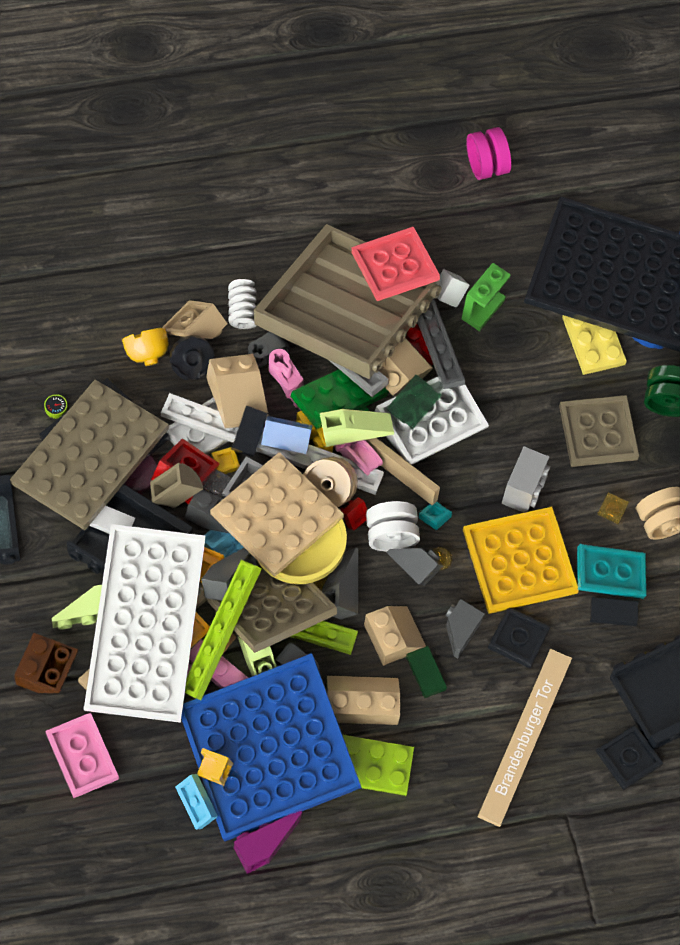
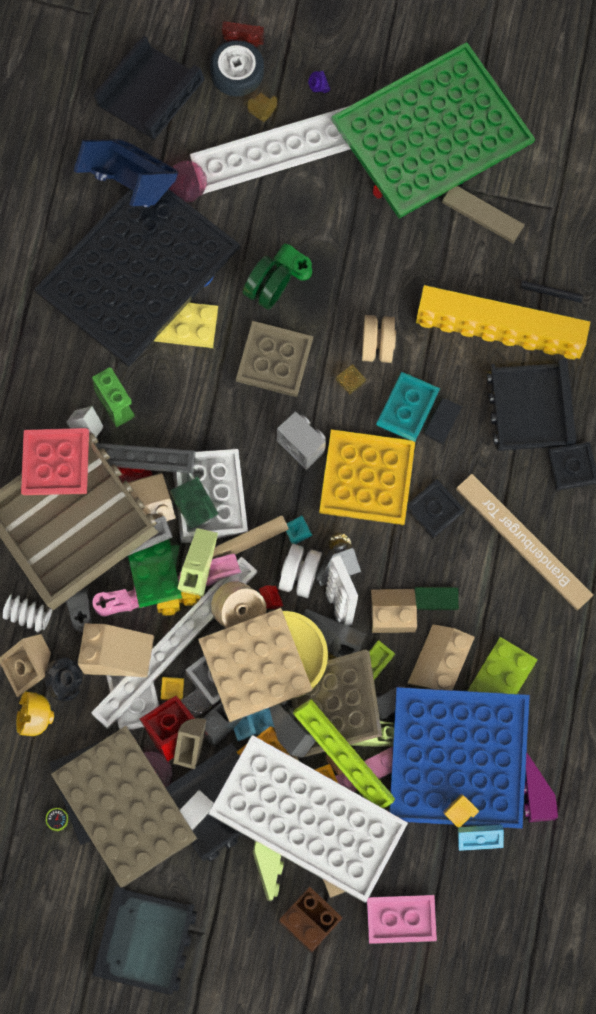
camera: 65 degrees left, 10 degrees up
(249, 431) = (160, 657): black tile -> none
(286, 435) = (177, 625): hinge -> none
(382, 555) = (341, 592): none -> white plate
(462, 625) = (409, 551): dark grey slope -> none

